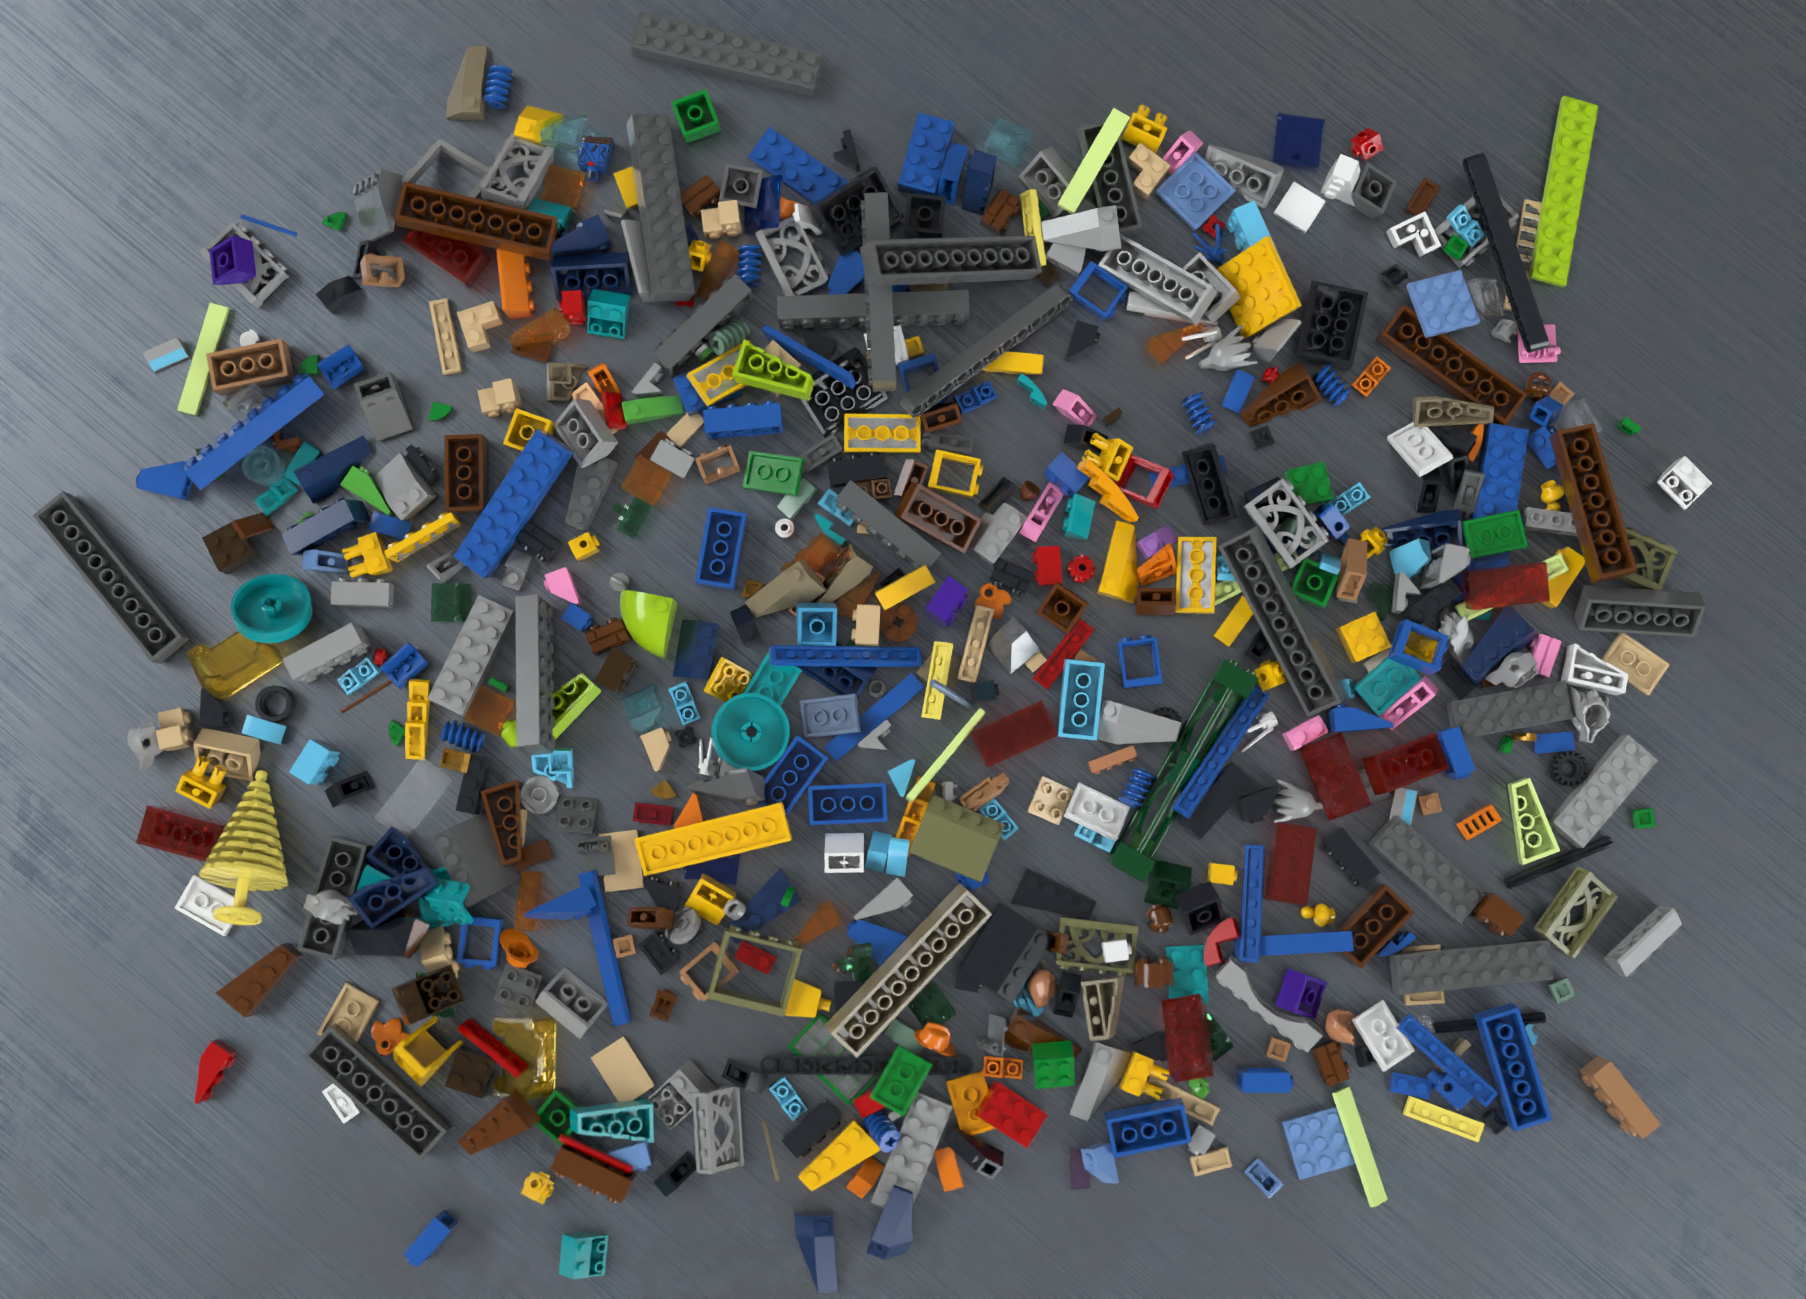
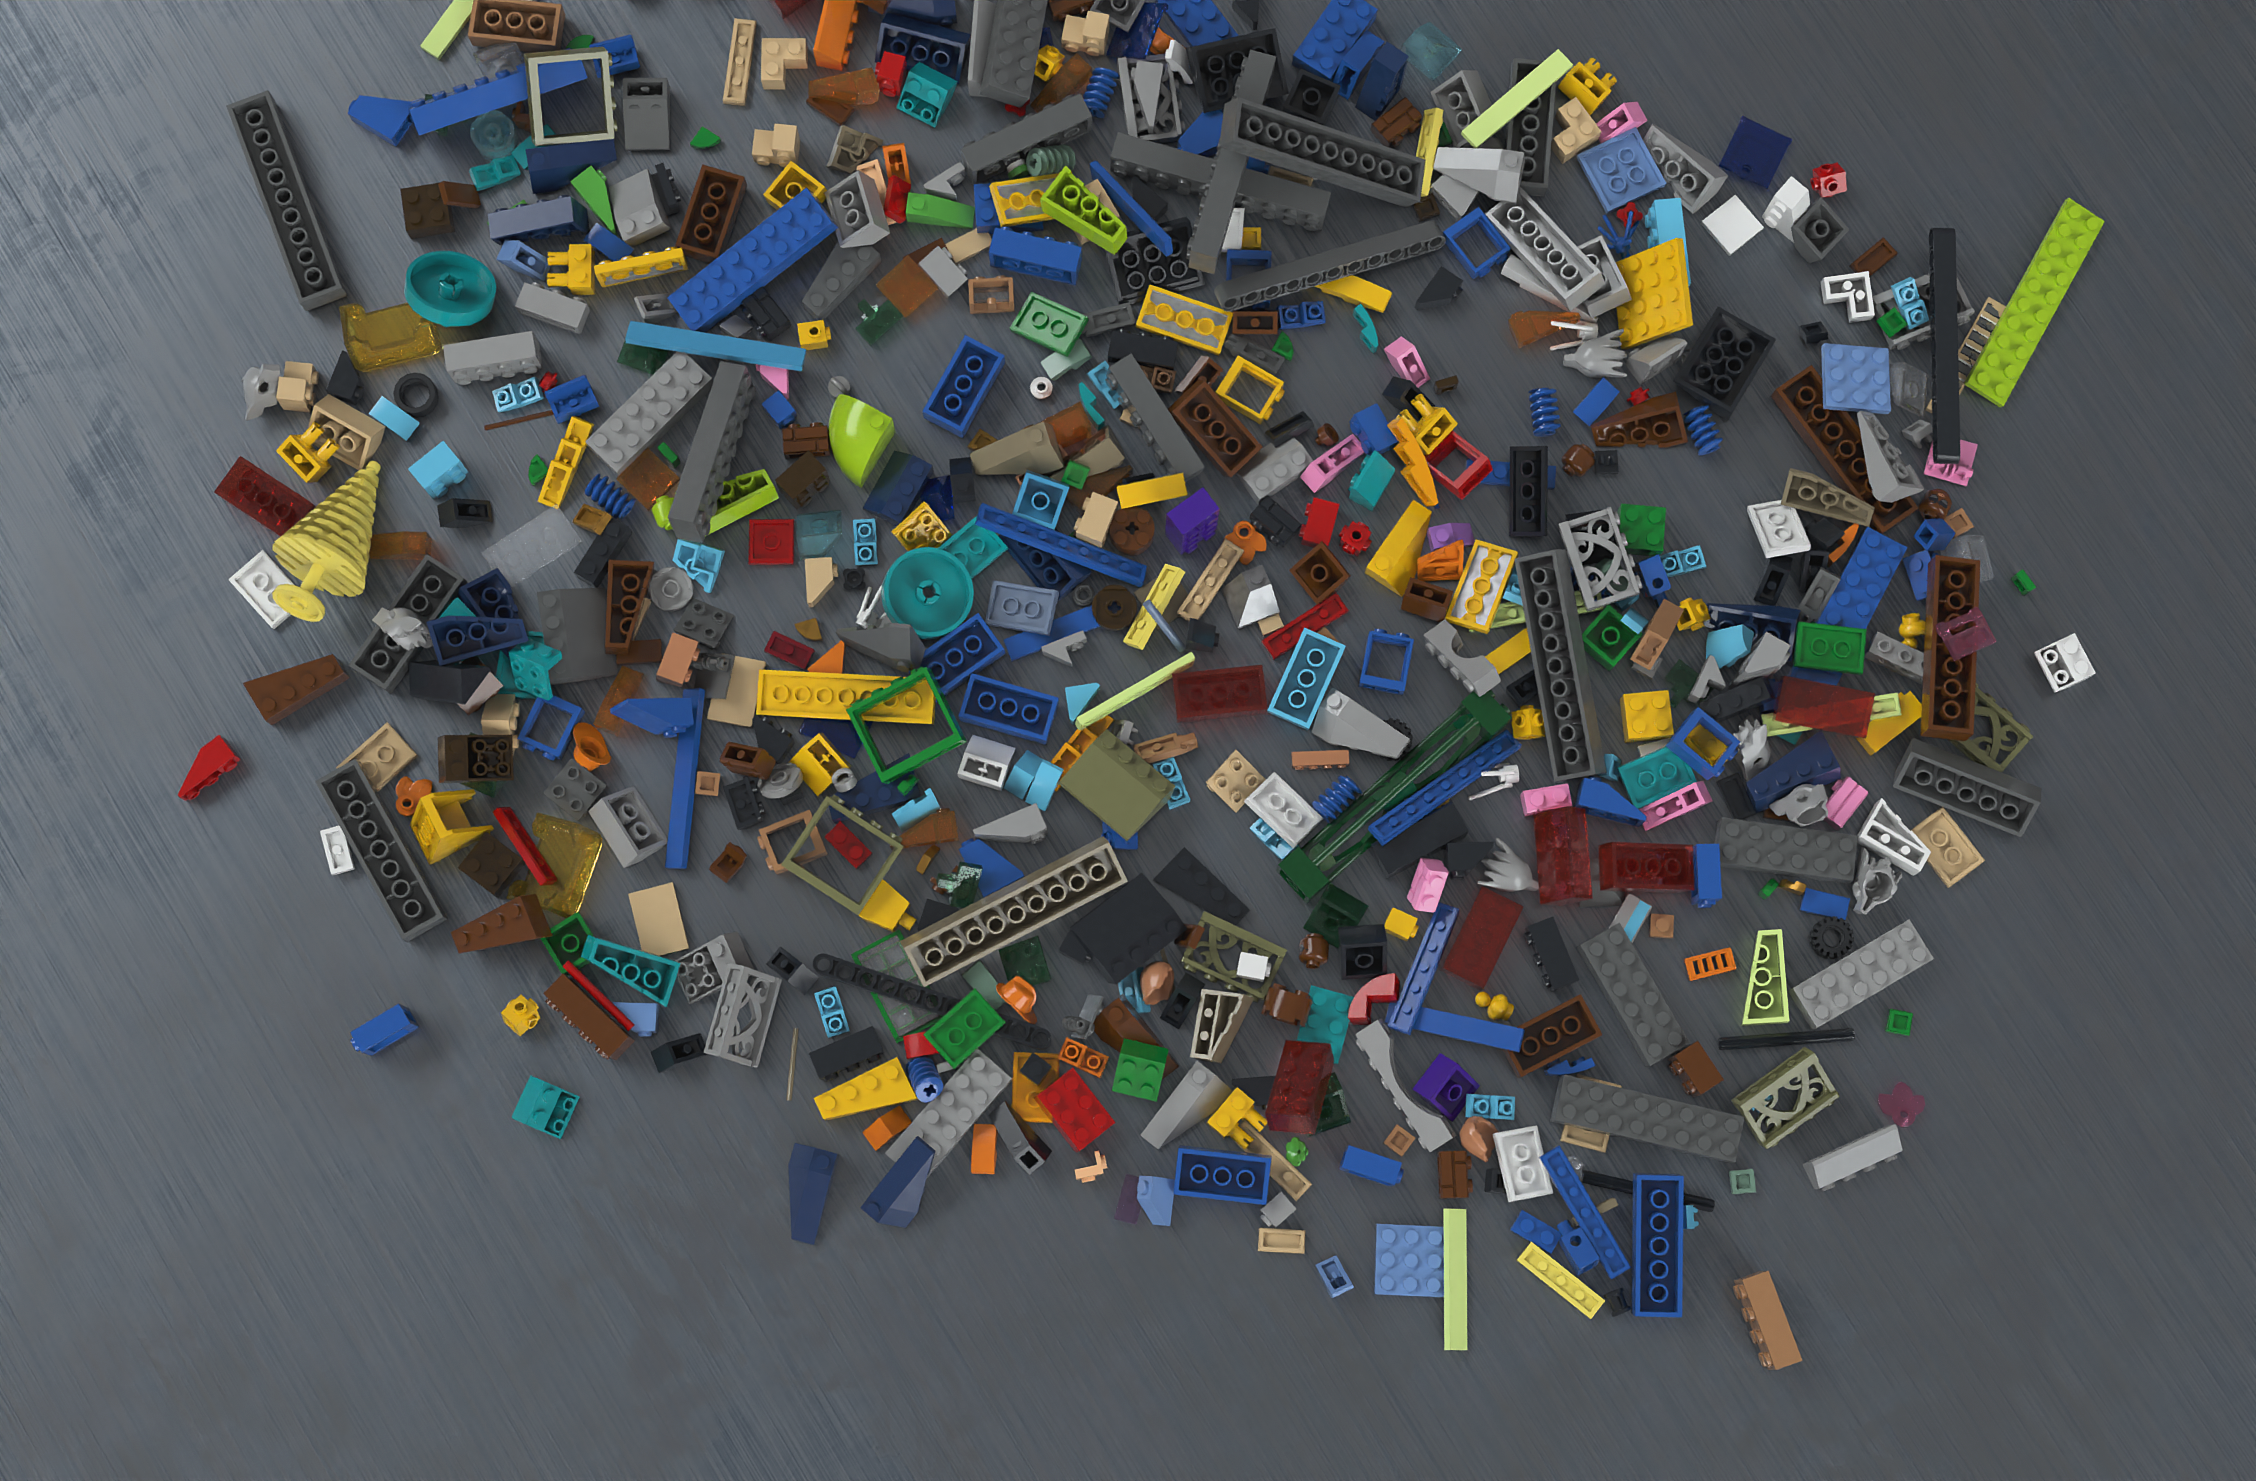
camera: 15 degrees right, 5 degrees down
(272, 398) = (534, 100): none -> window
(306, 833) = (400, 545): none -> clear orange slope
(507, 583) = (715, 346): none -> dark azure tile
(565, 855) = (677, 660): none -> nougat slope
(608, 728) = (771, 541): none -> red tile
(725, 853) = (881, 695): none -> green window
(731, 647) = (939, 497): none -> clear blue slope
(787, 249) = (1147, 86): none -> light grey slope
(801, 912) = (916, 810): none -> medium azure slope
(823, 947) = (927, 859): none -> pearl gold tile
(837, 593) = (1075, 474): none -> green tile
(900, 701) = (1105, 617): none -> dark brown plate
(969, 1092) = (1035, 1069): none -> black brick
(970, 428) = (1283, 346): none -> green tile
(1038, 1160) = (1088, 1173): none -> light nougat bracket
(1218, 651) = (1475, 673): none -> light grey arch
(1234, 835) = (1427, 884): none -> bright pink brick
(1239, 444) = (1577, 460): none -> reddish brown head
(1341, 997) = (1490, 1106): none -> medium azure slope
(1371, 376) = (1751, 435): orange slope -> none
(1494, 374) = (1885, 469): none -> light grey wedge
(1609, 494) = (1968, 640): none -> clear pink plate
(1665, 882) = (1901, 1101): none -> clear pink plate

